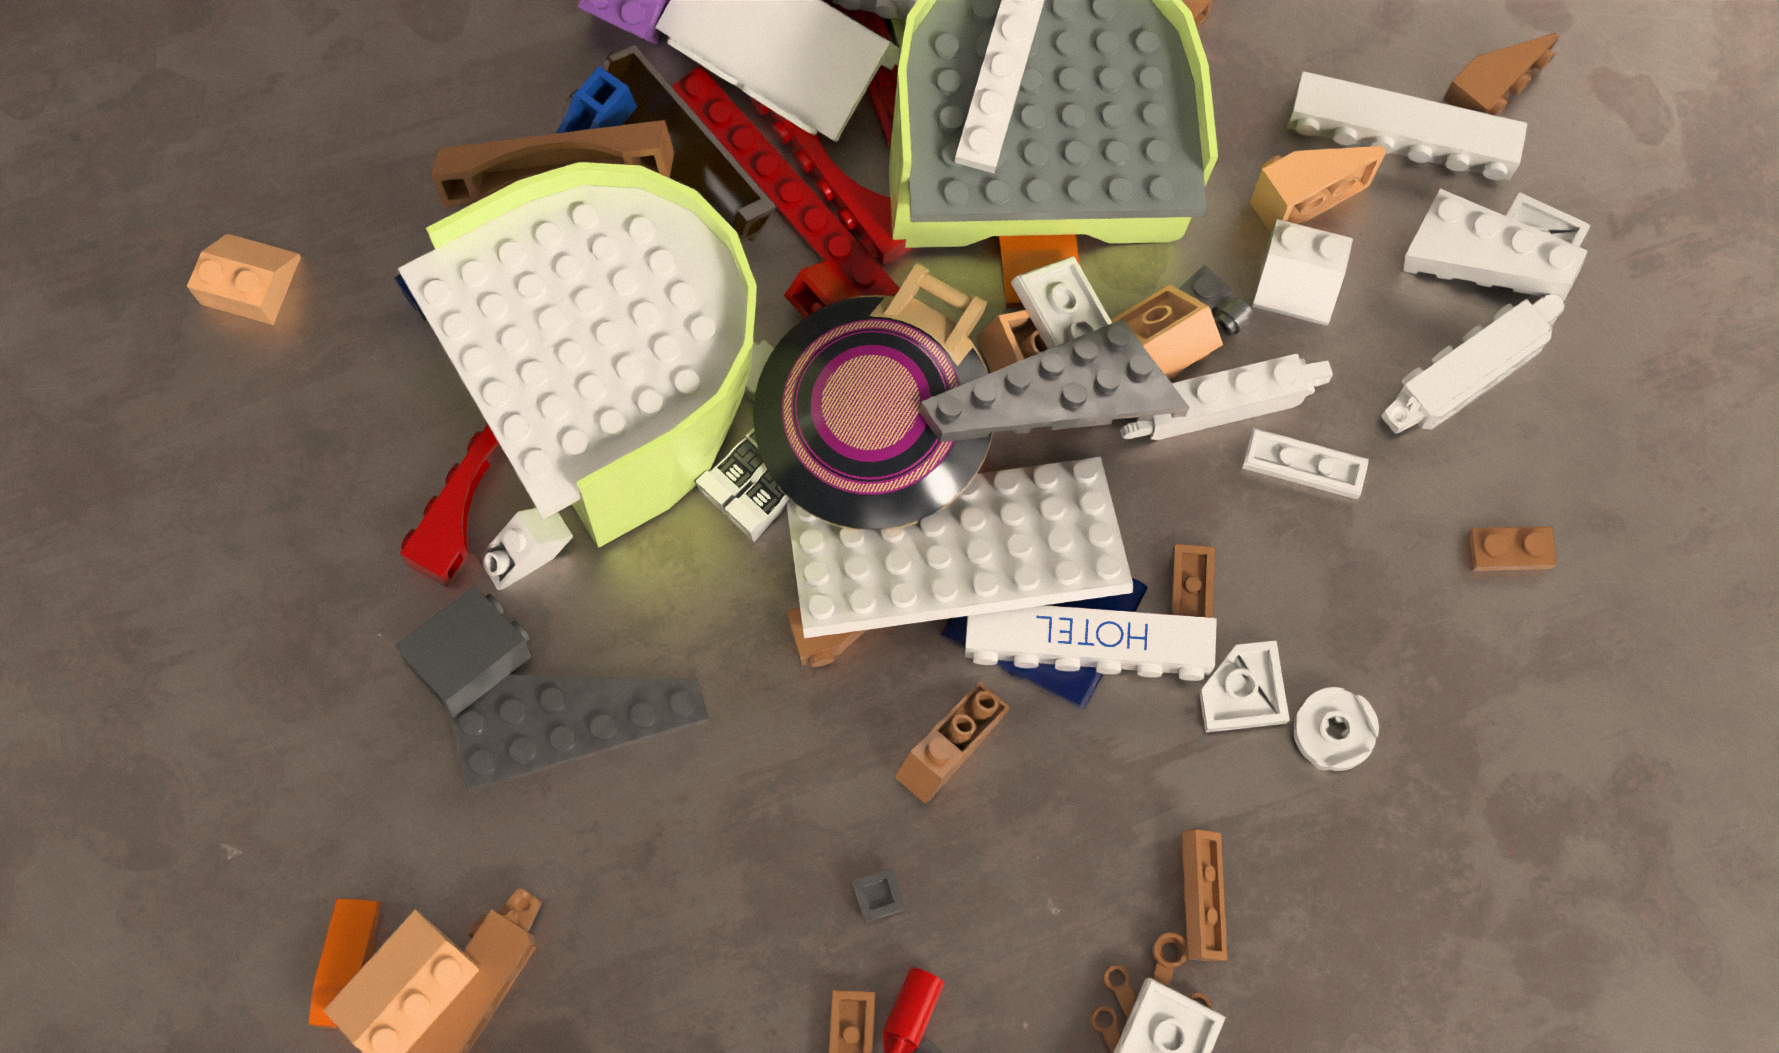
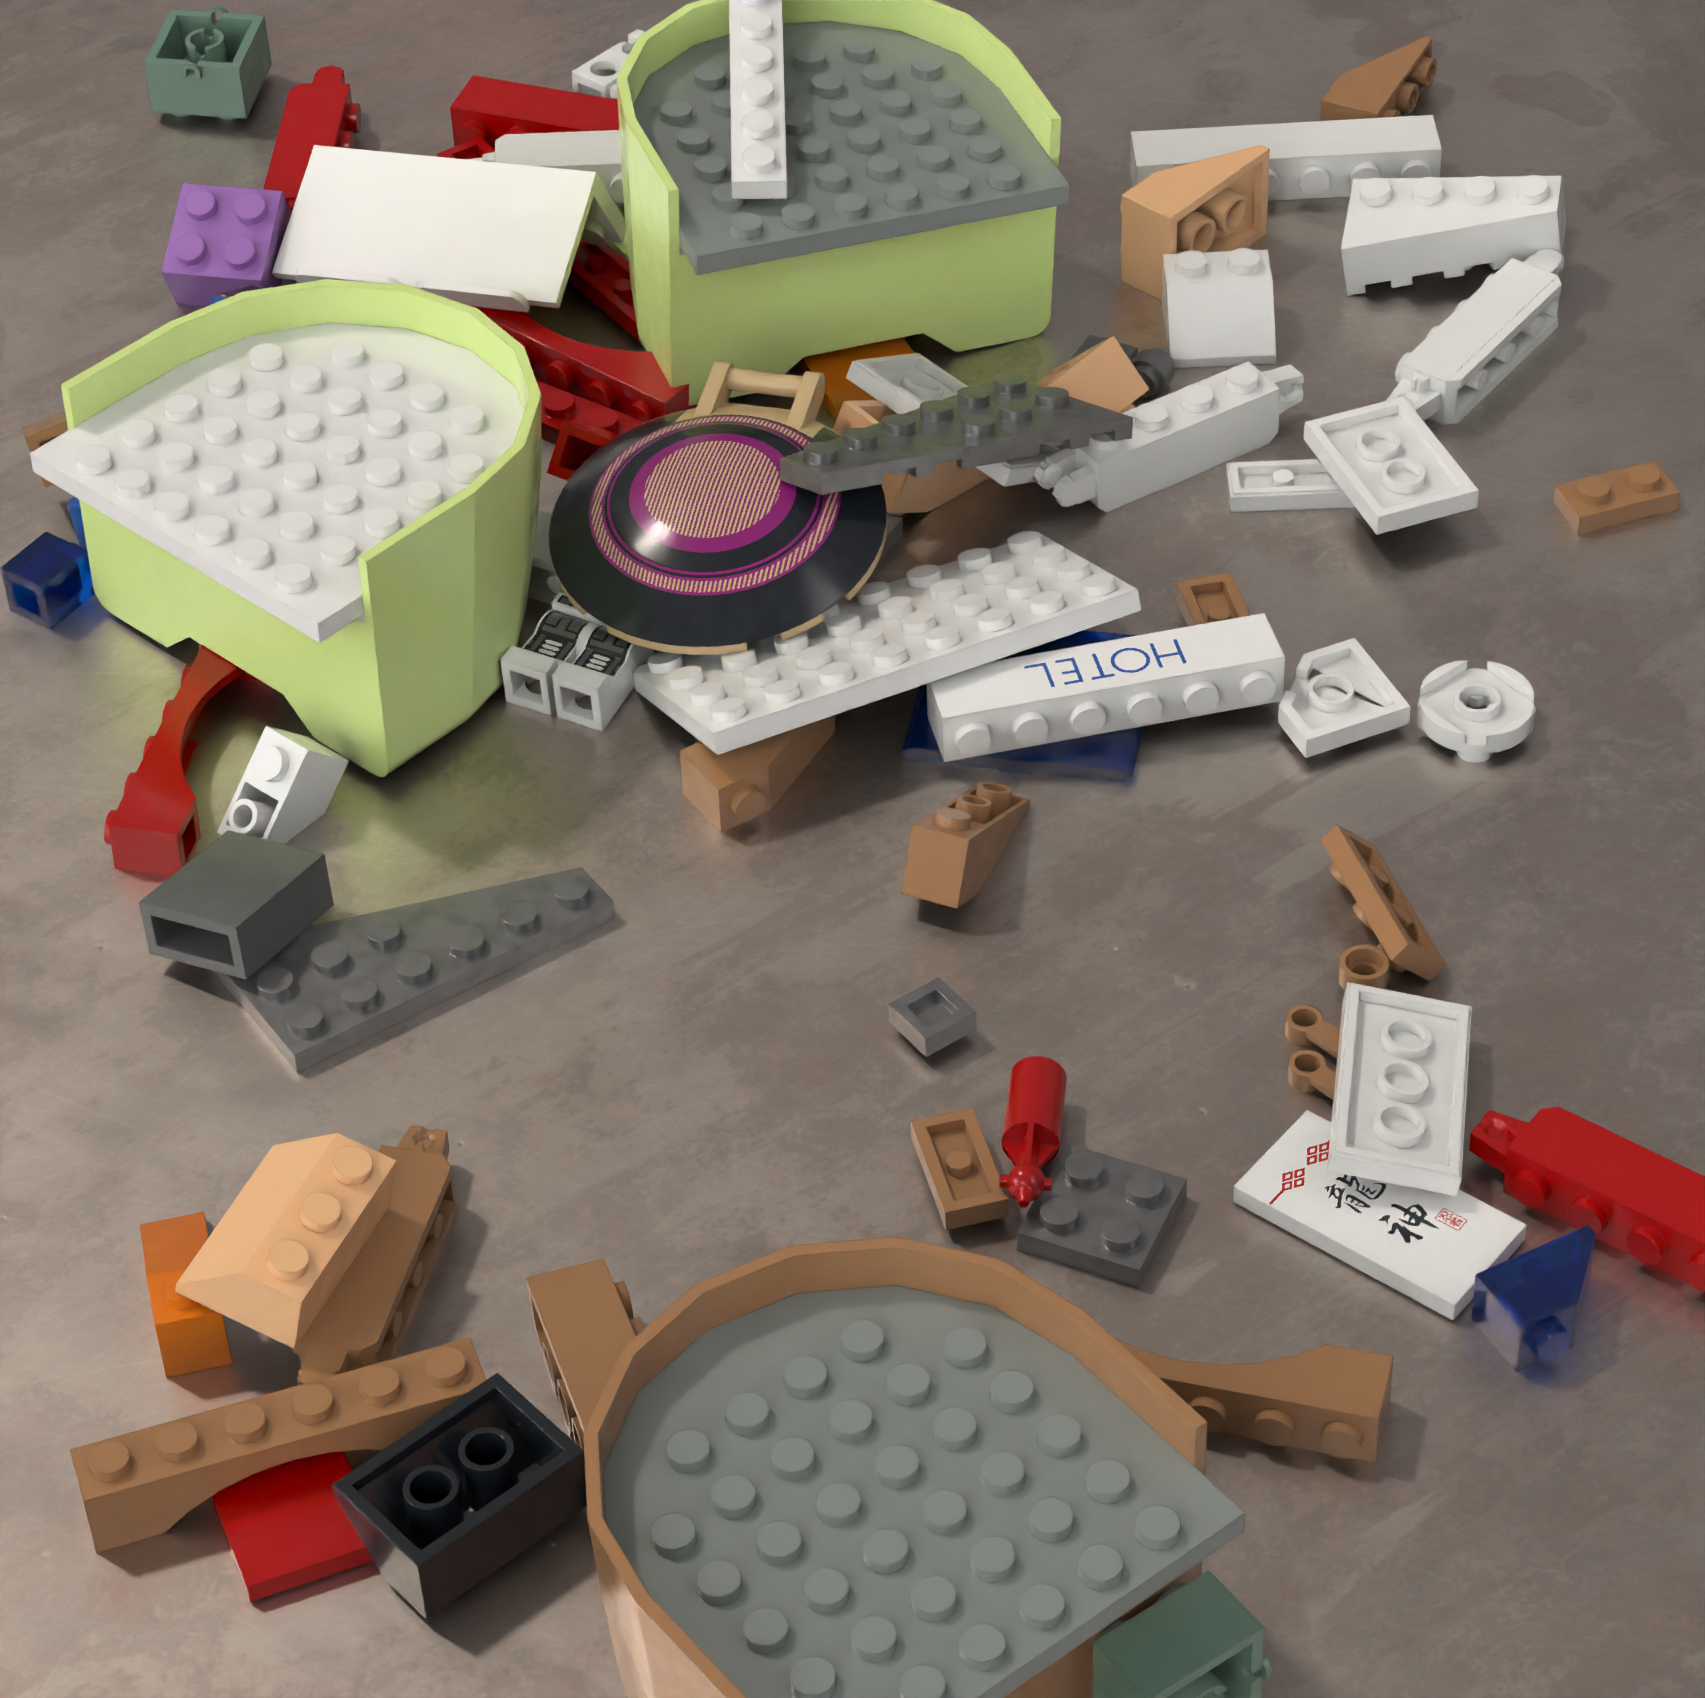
camera: 15 degrees left, 30 degrees down
(1362, 481) = (1390, 465): none -> white plate

